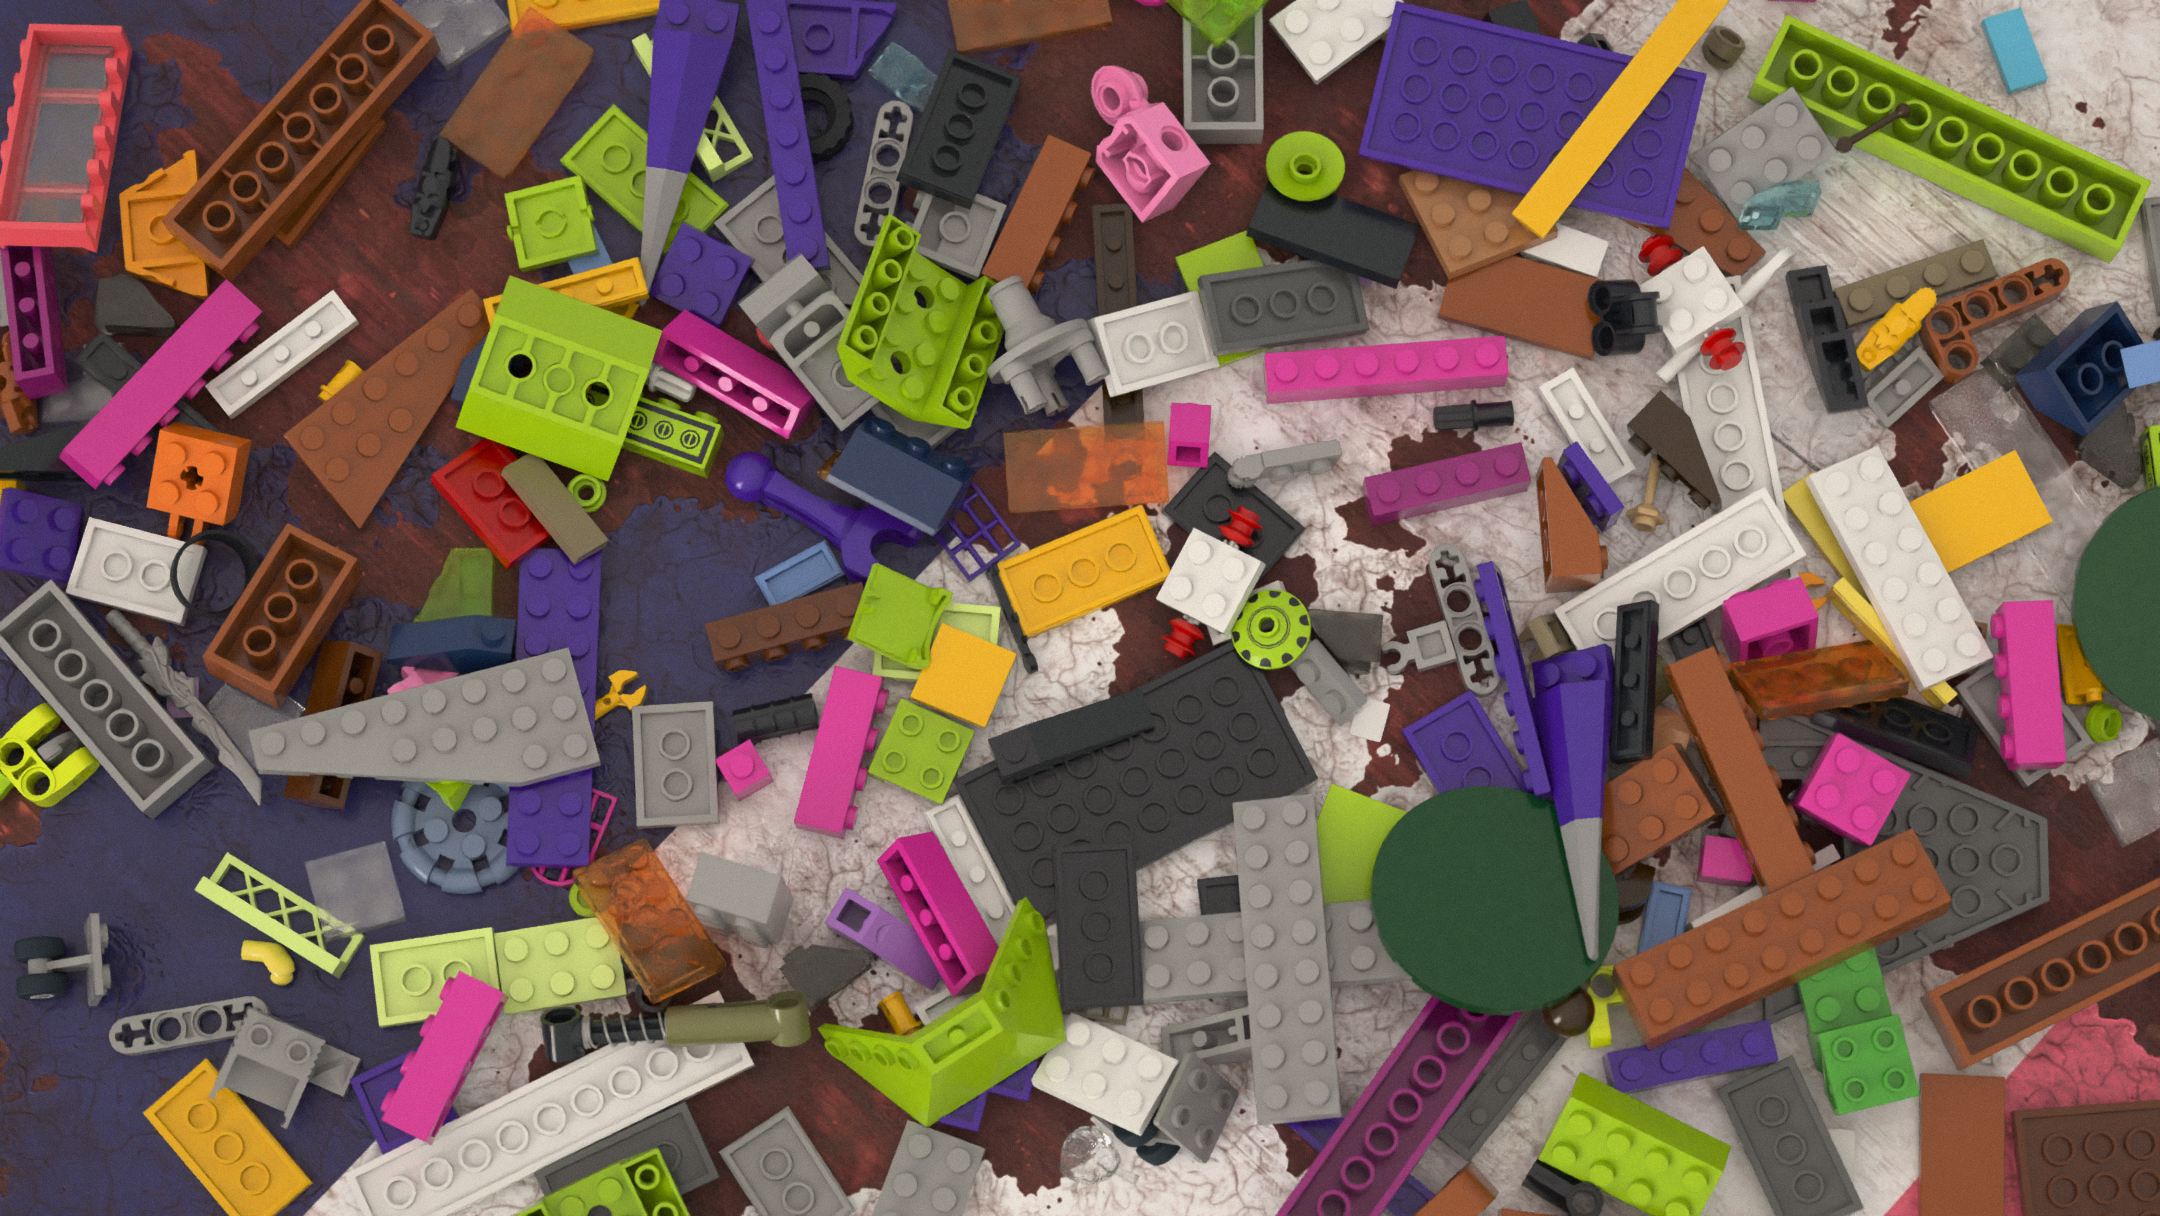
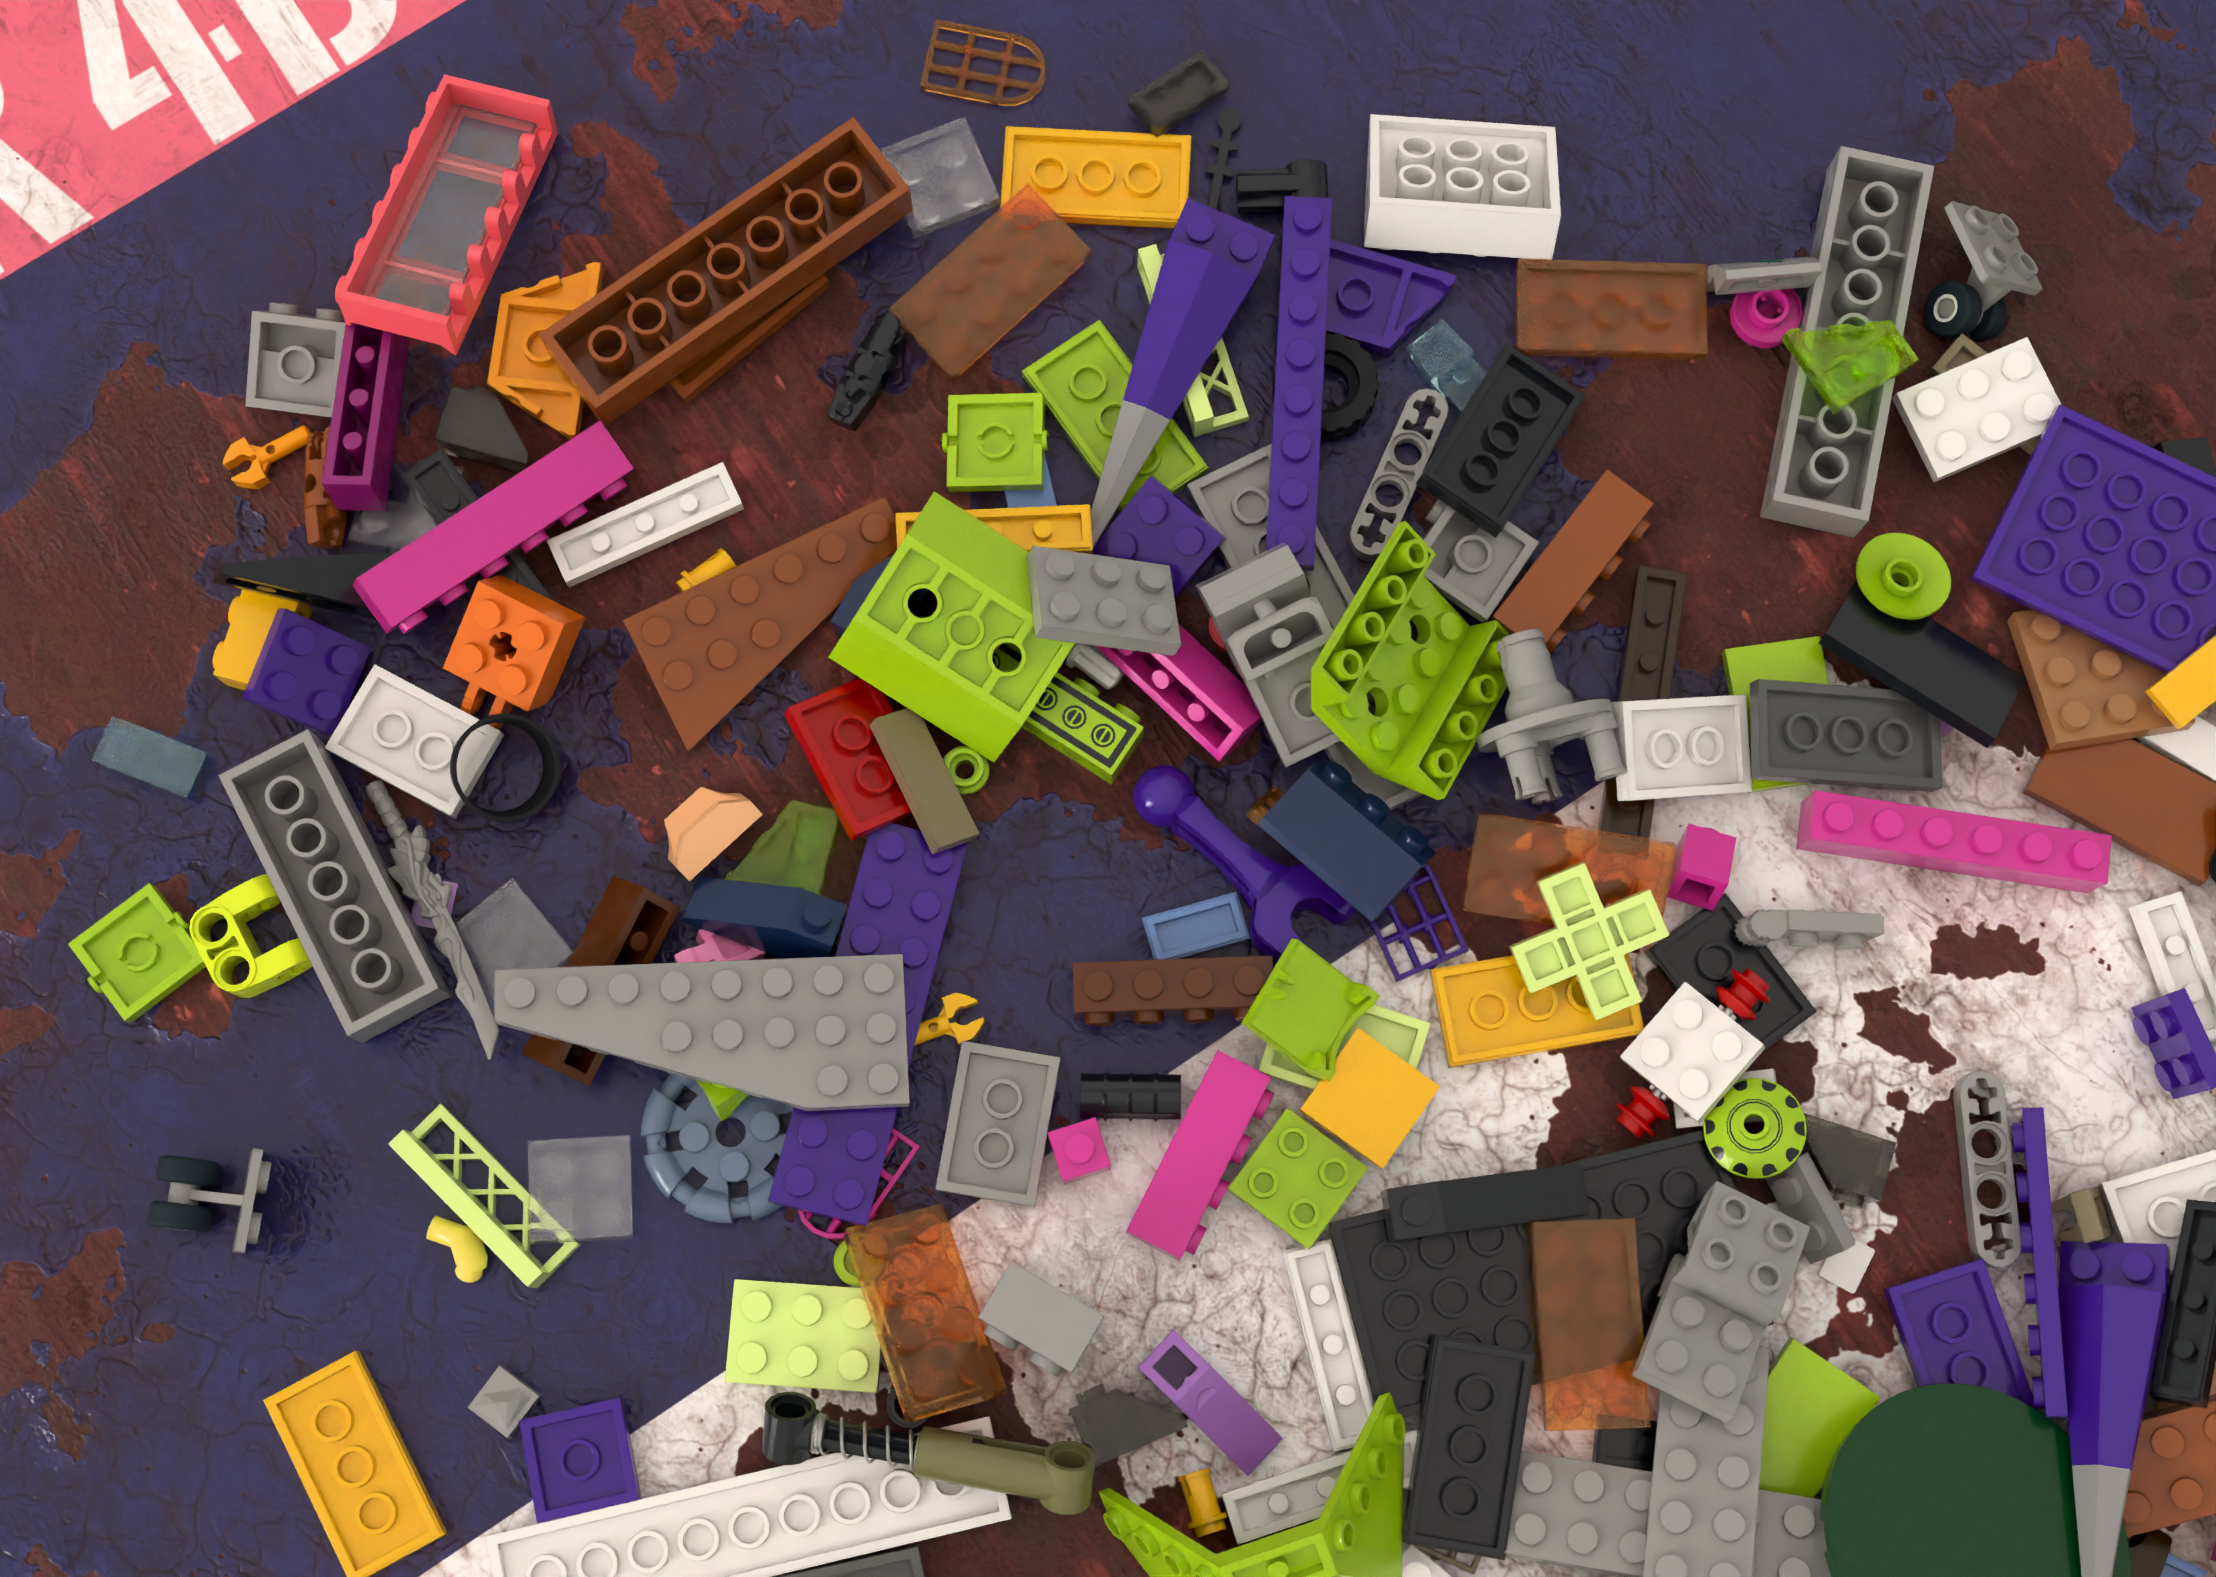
camera: 10 degrees right, 0 degrees up
(60, 748) = (270, 933): light grey tile -> none
(190, 1026) = (346, 1303): light grey beam -> none
(269, 1061) = (429, 1376): light grey piece -> none
(282, 616) = (571, 836): dark orange brick -> none
(388, 586) = (706, 827): none -> light nougat slope
(413, 972) = (652, 1317): yellowish green plate -> none
(444, 1057) = (637, 1427): dark pink brick -> none
(664, 332) = (1103, 601): none -> light grey plate
(940, 911) = (1283, 1389): dark pink brick -> none
(1012, 618) = (1449, 1093): black piece -> none
(1110, 512) = (1589, 940): none -> yellowish green plate
(1149, 150) = (1726, 516): bright pink brick -> none
(1171, 809) = (1588, 1324): none -> clear orange plate
(1264, 764) = (1720, 1300): none -> light grey piece
(1427, 647) = (1936, 1192): light grey plate -> none
(1446, 484) = (2000, 998): magenta brick -> none
(1473, 415) = (2047, 921): black axle -> none
(1568, 537) = (2139, 1096): dark orange slope -> none

